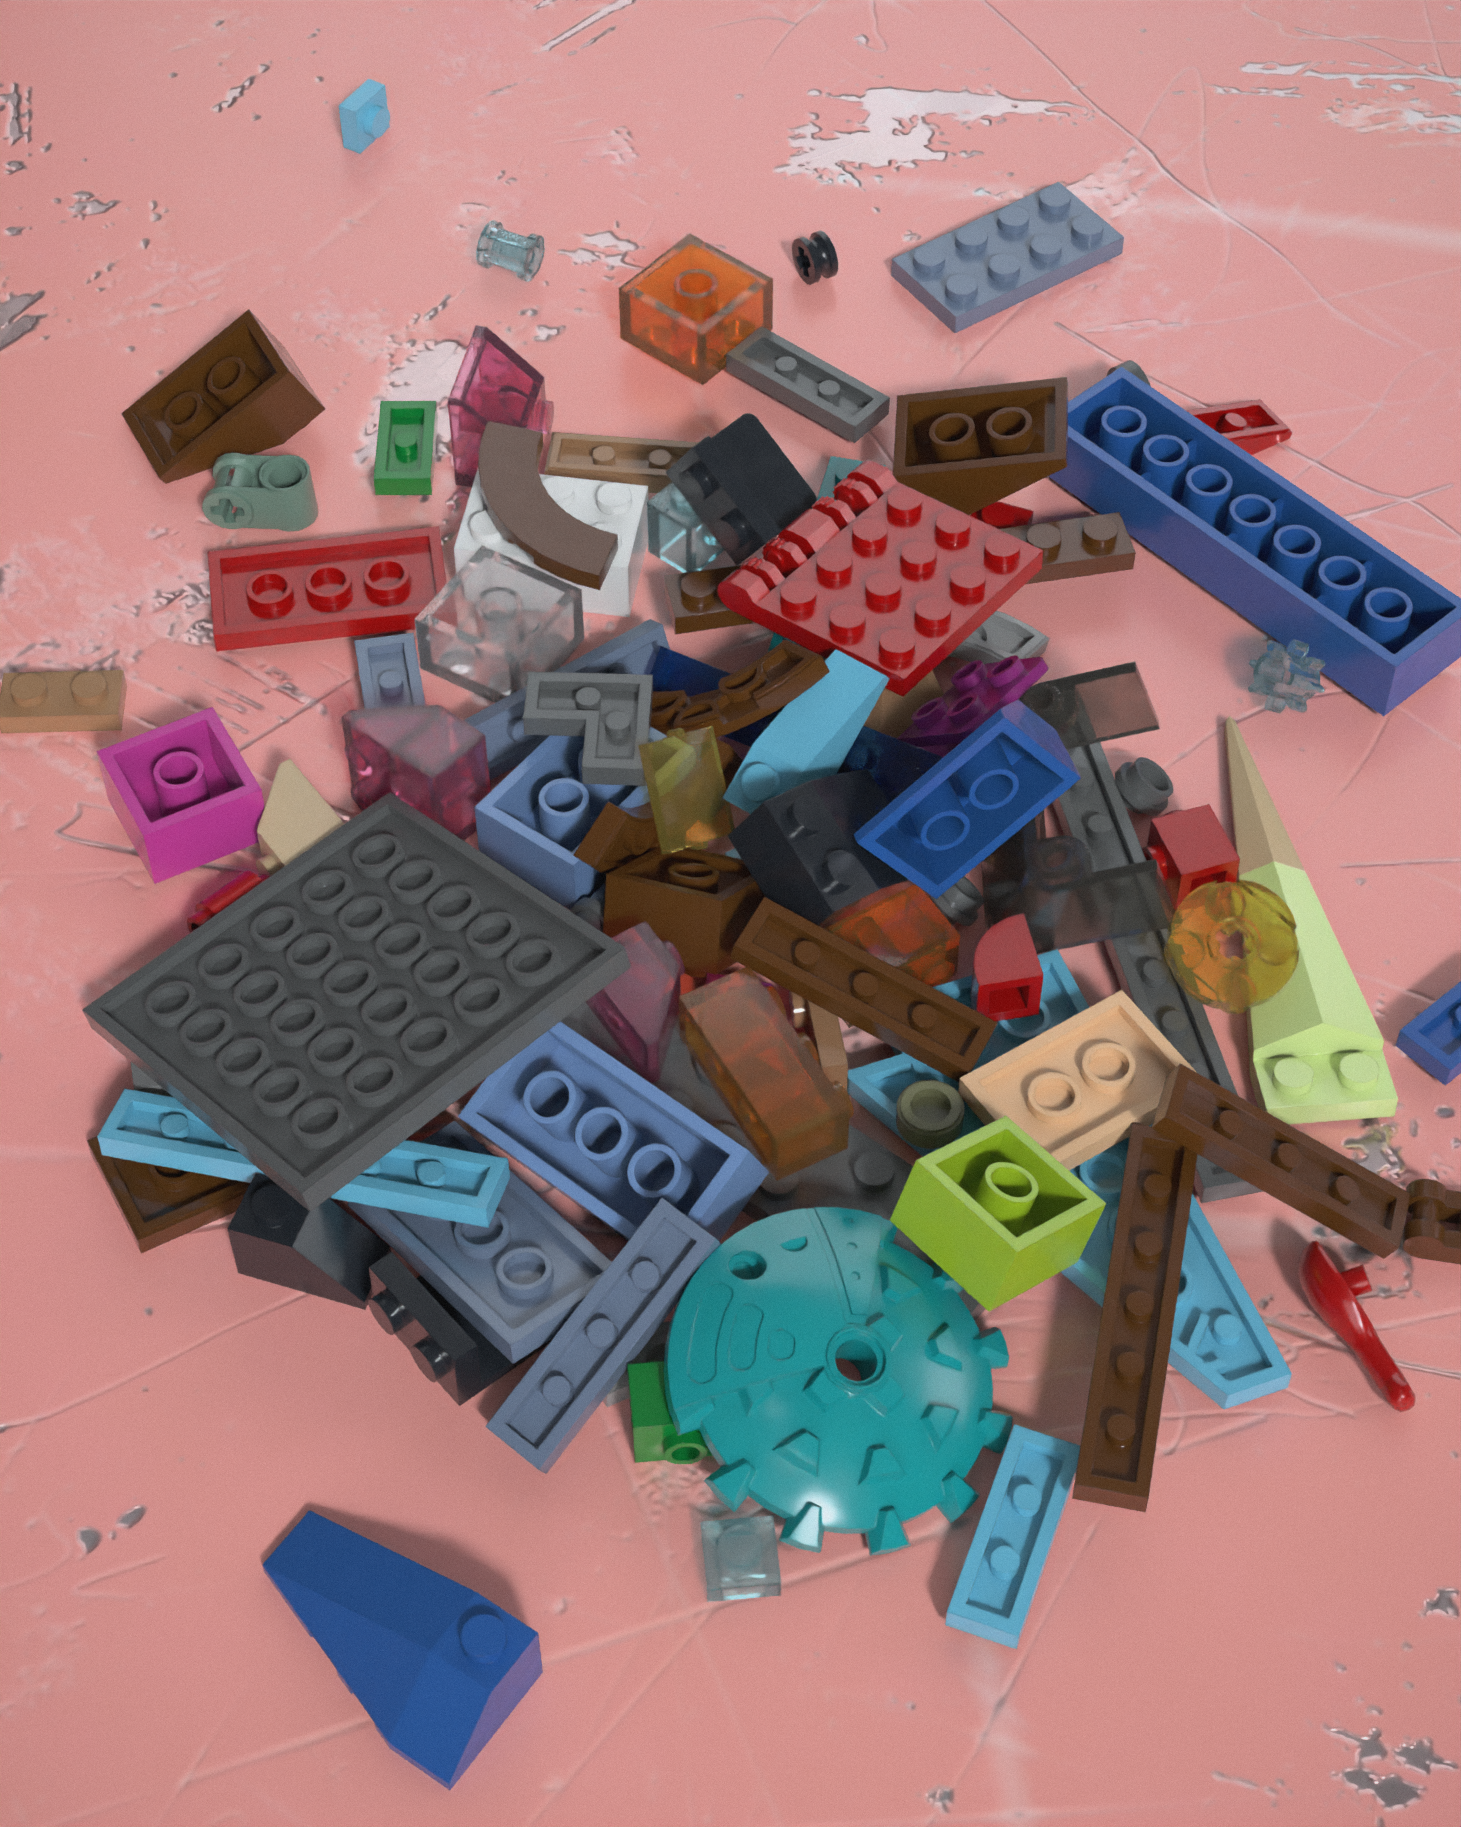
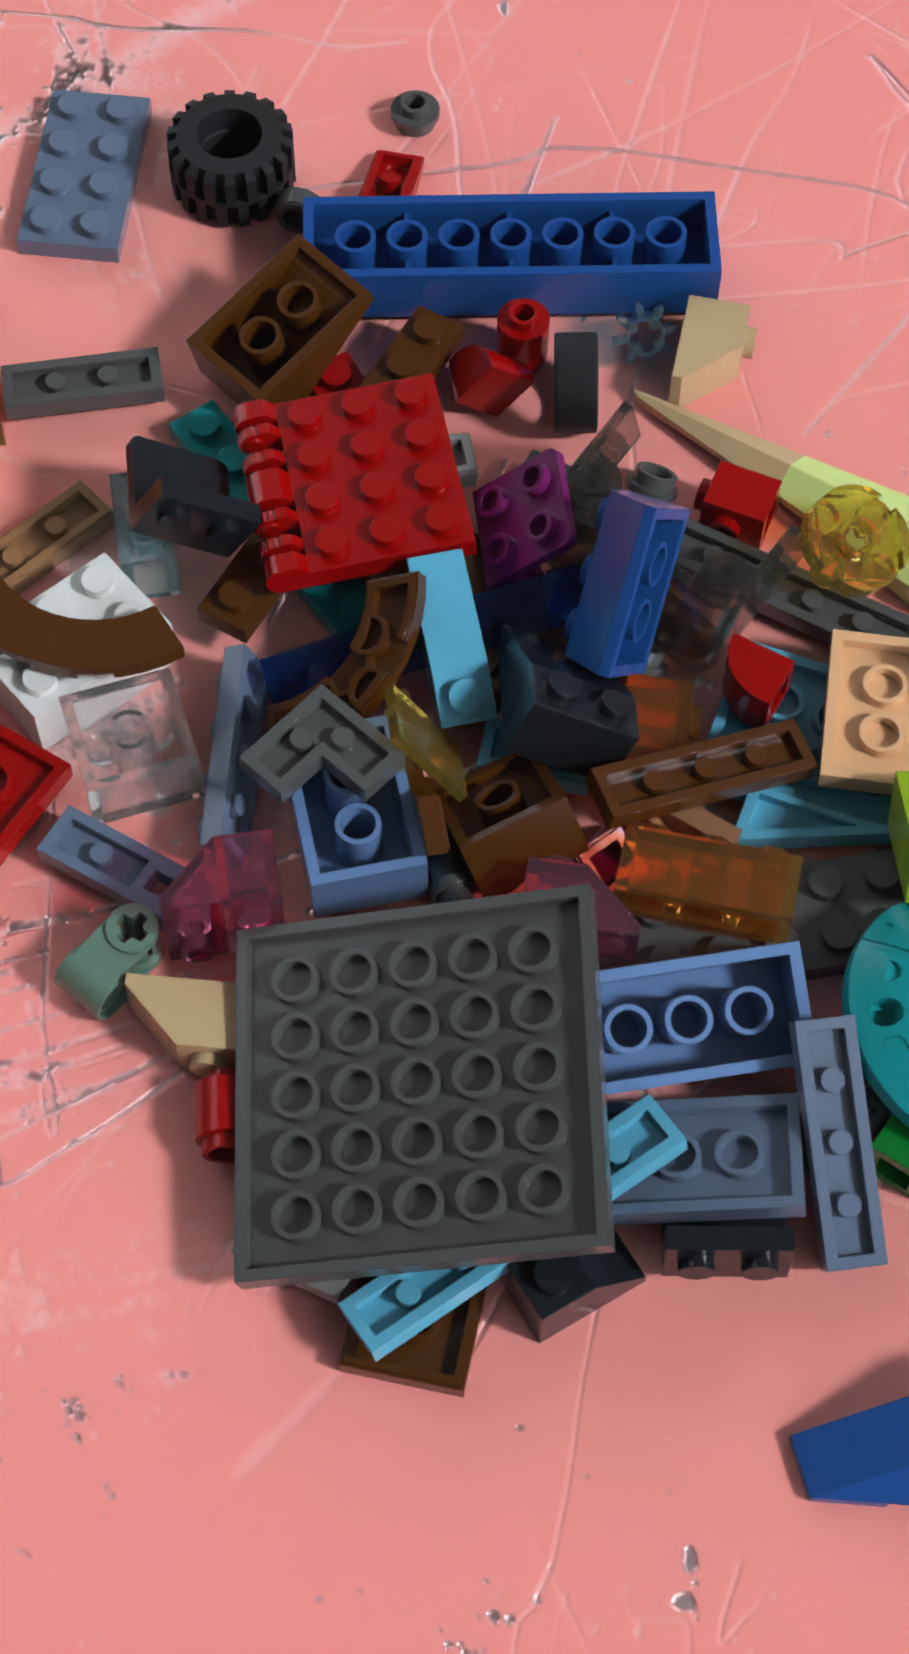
camera: 50 degrees left, 10 degrees up
(183, 794) = (81, 1069): dark pink brick -> none
(310, 746) = (98, 967): none -> sand green piece
(929, 1114) = (818, 814): olive tile -> none
(1107, 609) = (487, 379): none -> red brick
(1121, 309) = (237, 129): none -> black tyre
(1175, 654) = (575, 382): none -> black tyre
(1179, 600) = (523, 332): none -> red brick
(1326, 394) = (415, 113): none -> dark grey plate
(1326, 730) = (710, 348): none -> tan slope

